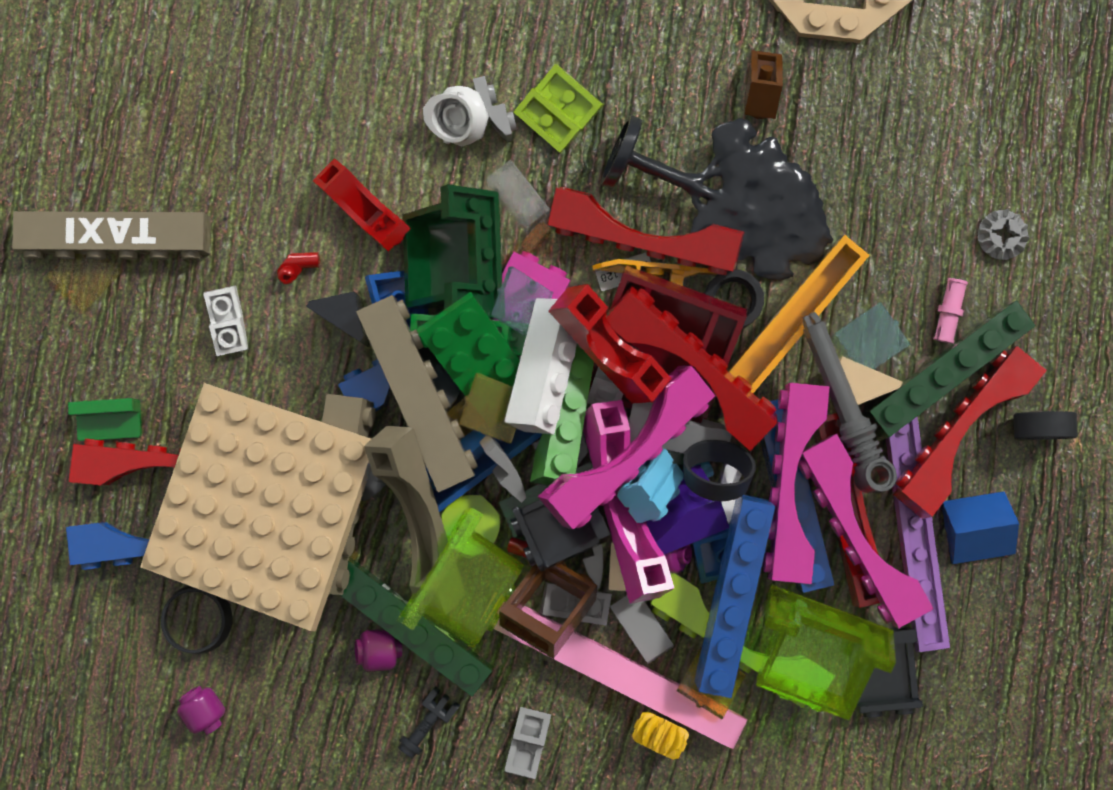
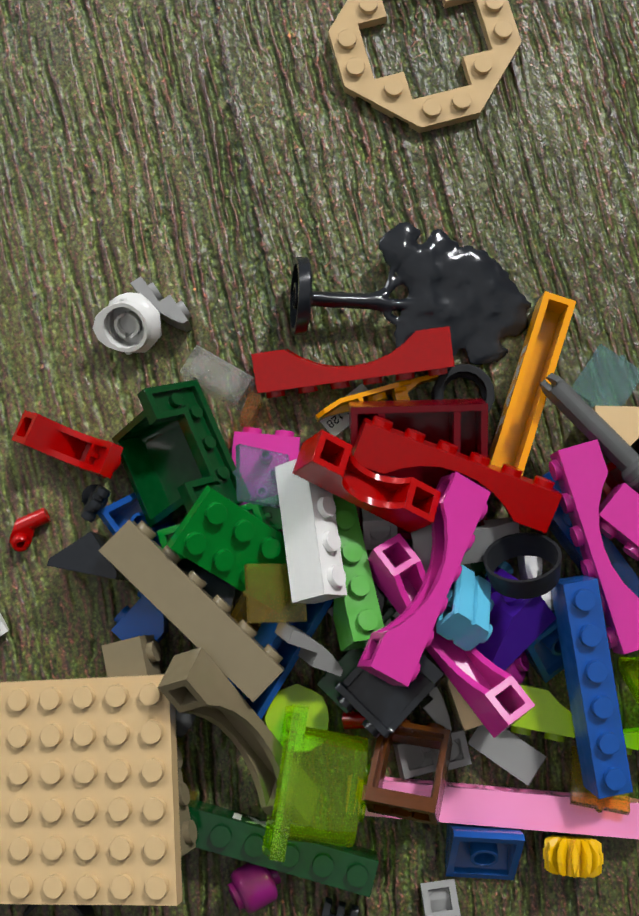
camera: 25 degrees left, 5 degrees down
(366, 263) = (94, 499): none -> black hinge
(558, 108) = (223, 281): lime slope -> none
(584, 702) = (482, 851): none -> blue slope
(763, 85) = (408, 187): reddish brown slope -> none

